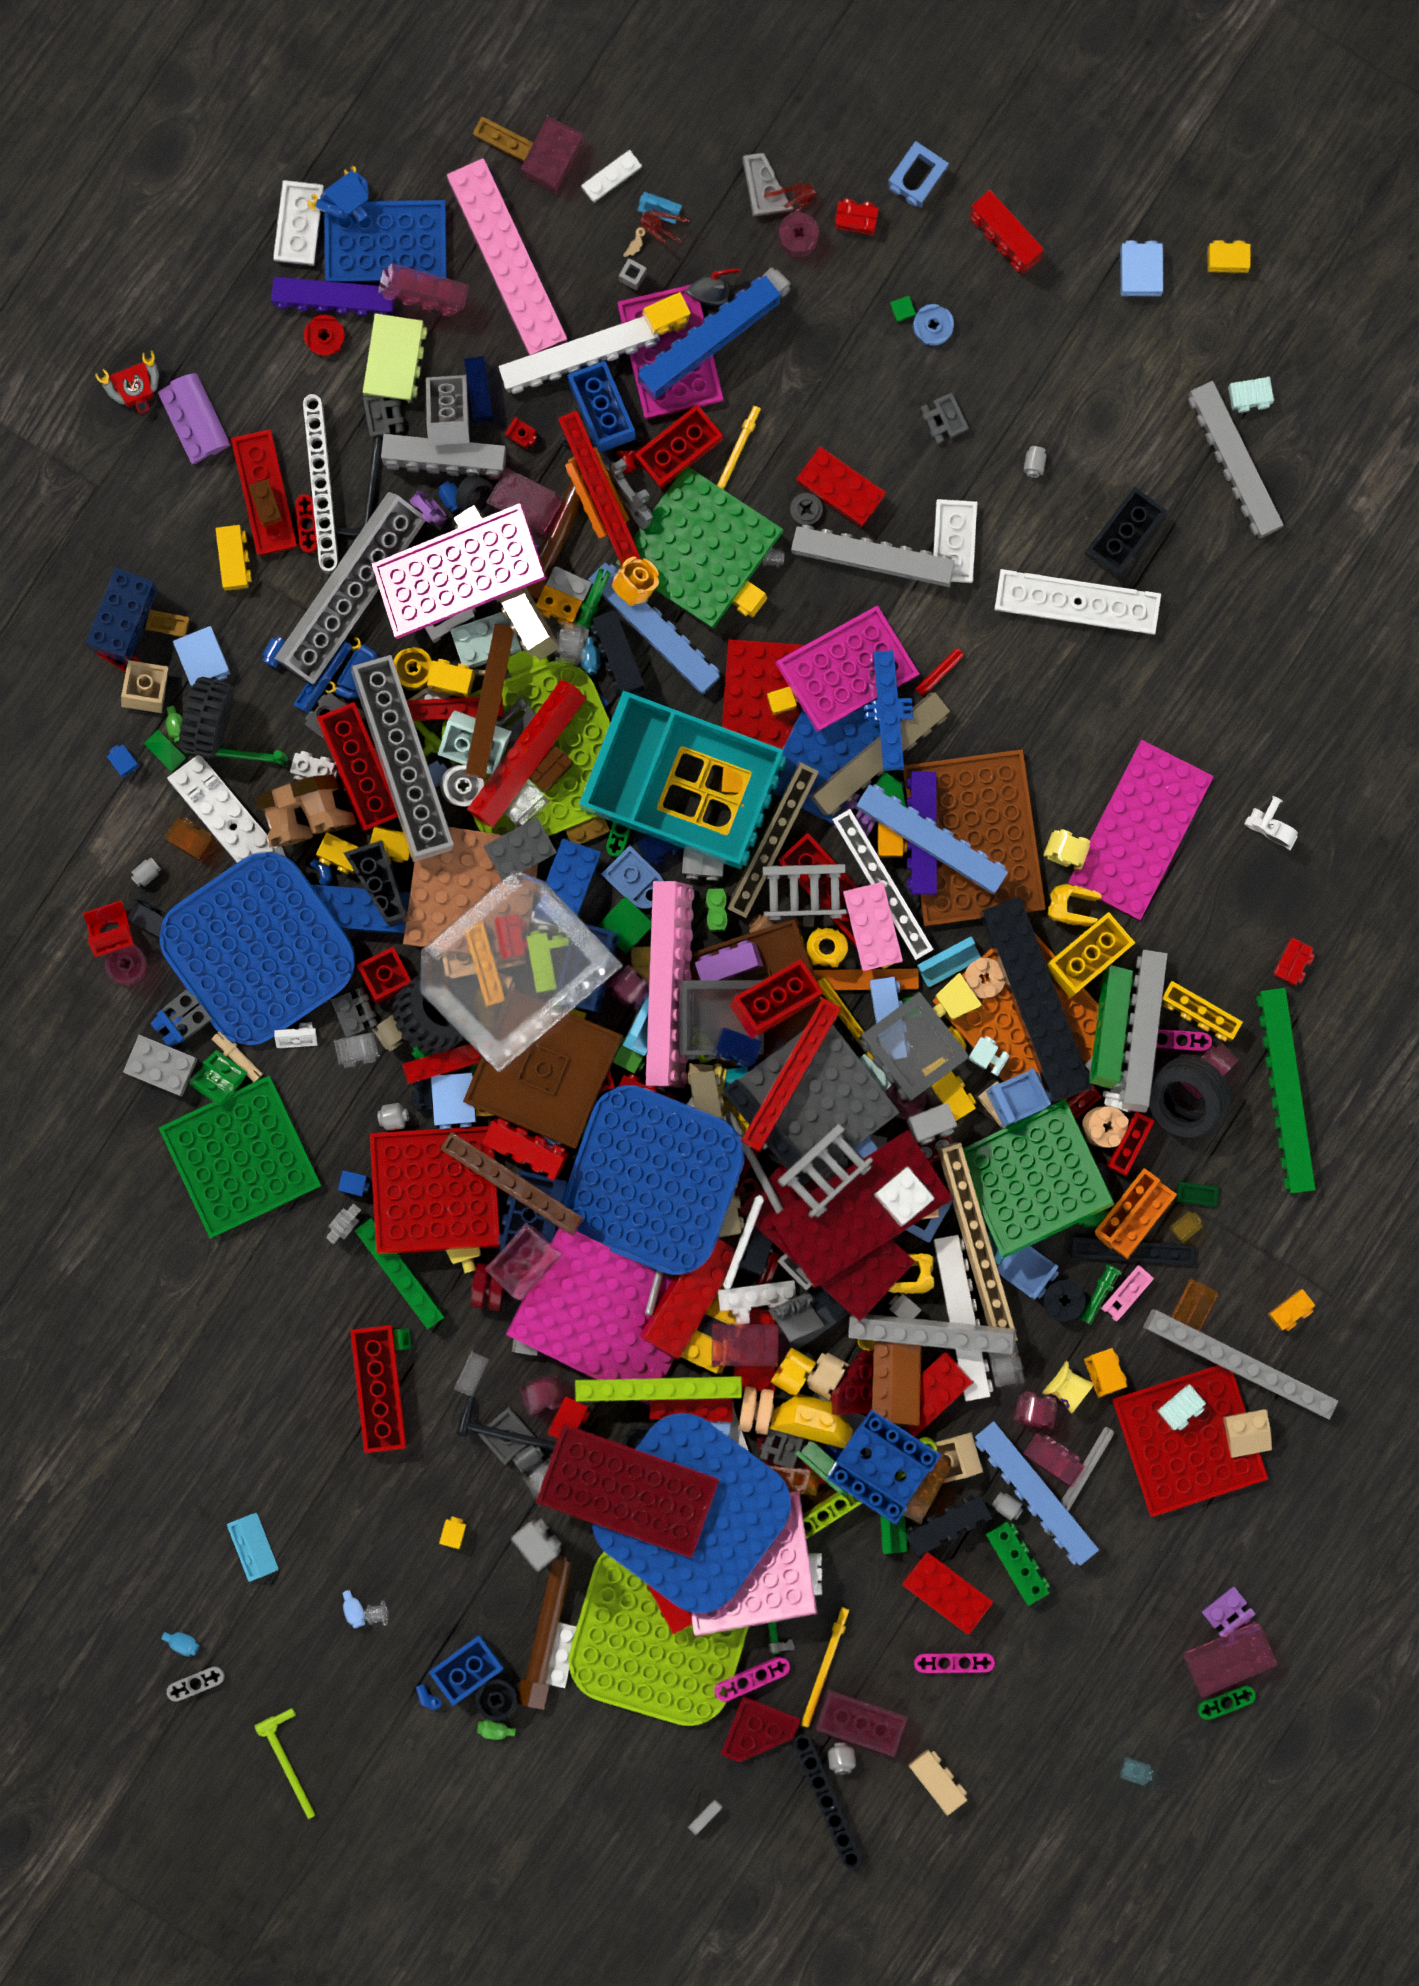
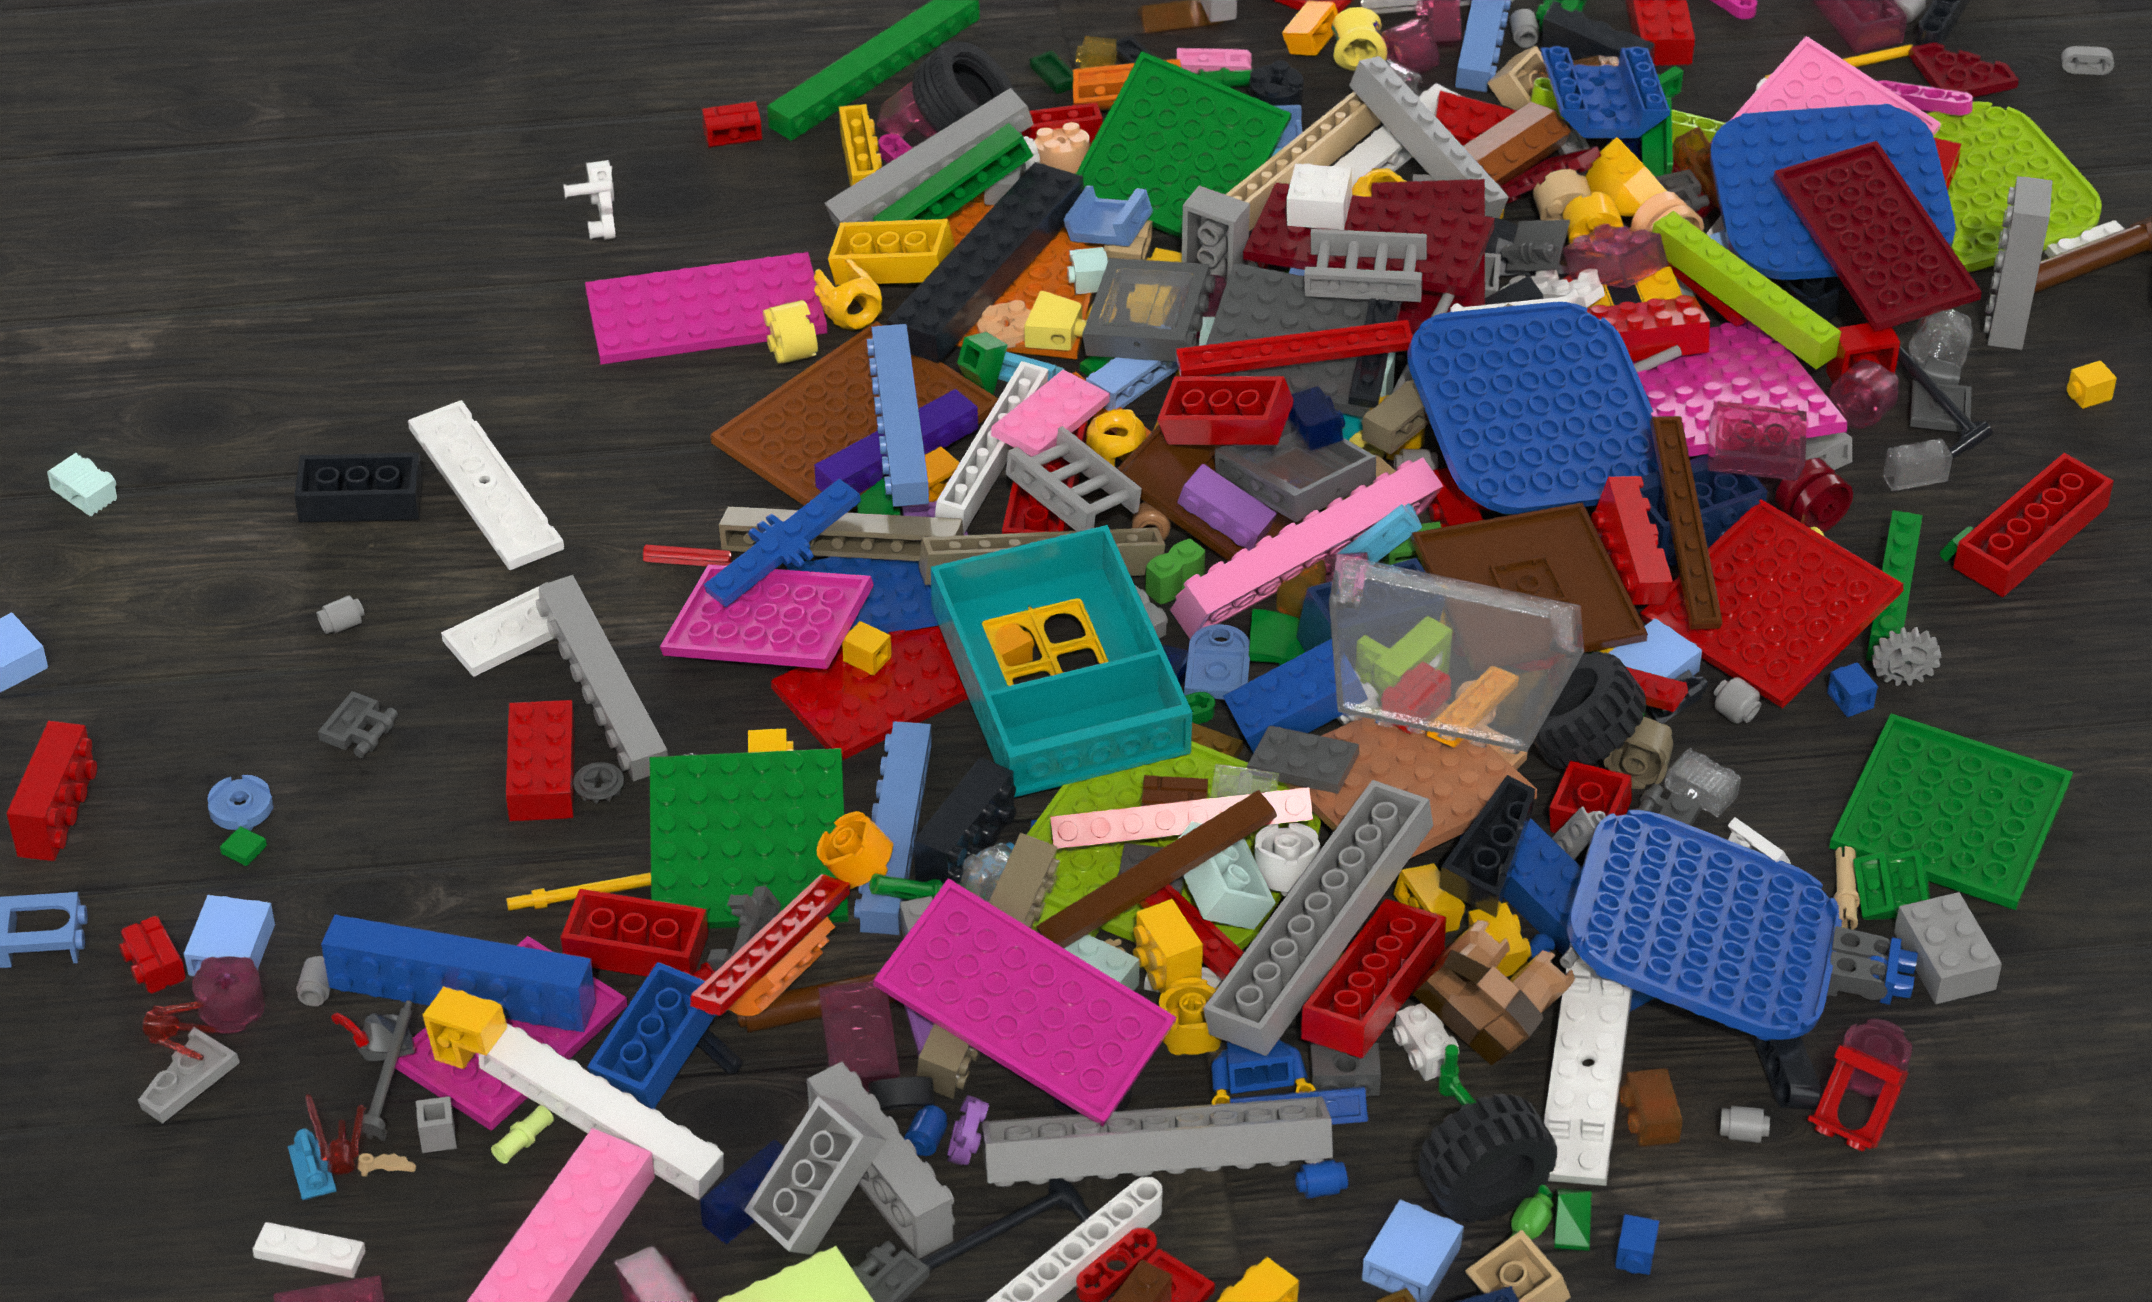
camera: 130 degrees left, 40 degrees down
(366, 948) = (1578, 831): none -> light grey hinge
(522, 441) = (769, 1106): red brick -> none
(600, 312) = (522, 1134): none -> yellowish green pin
(660, 248) = (372, 1124): none -> dark grey piece
(838, 260) = (229, 929): none -> light blue brick
(953, 930) = (982, 359): none -> green slope
(1235, 459) = (178, 455): light grey brick -> none

